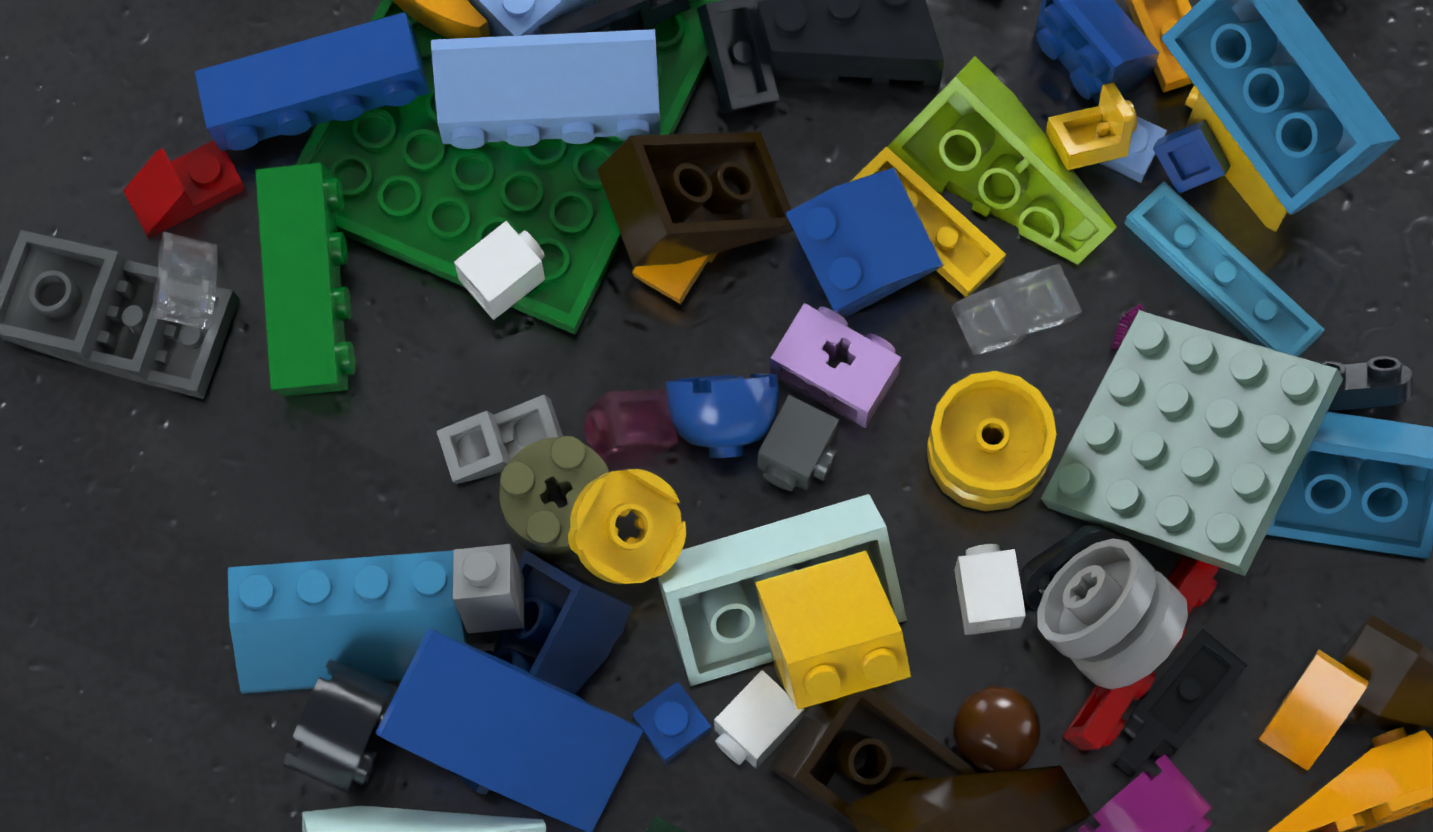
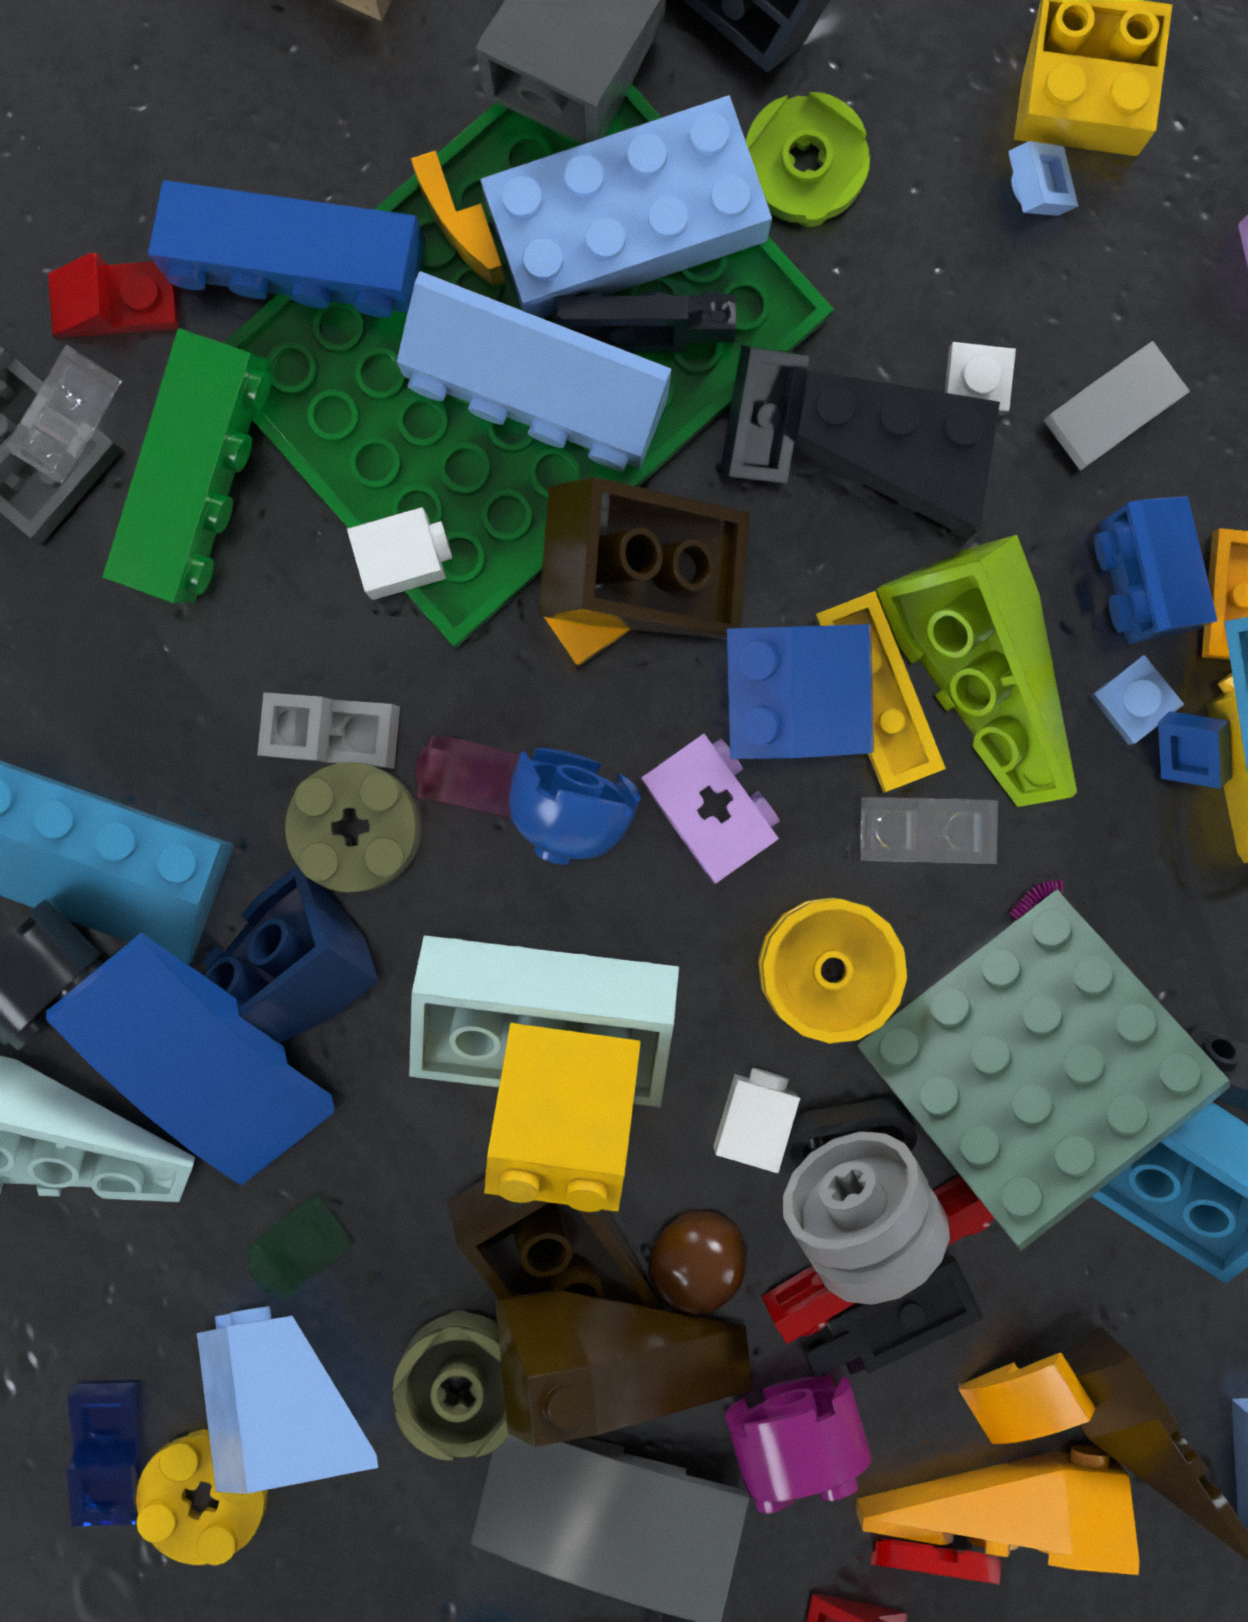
camera: 20 degrees right, 15 degrees up
(488, 588) = (235, 899): light grey brick -> none
(596, 536) = (400, 941): yellow plate -> none
(671, 722) = (372, 1106): blue plate -> none
(756, 721) = (451, 1150): white brick -> none
(798, 446) = (630, 881): dark grey brick -> none
(1094, 132) = (1103, 679): yellow bracket -> none
(1222, 273) = (1165, 889): medium azure tile -> none

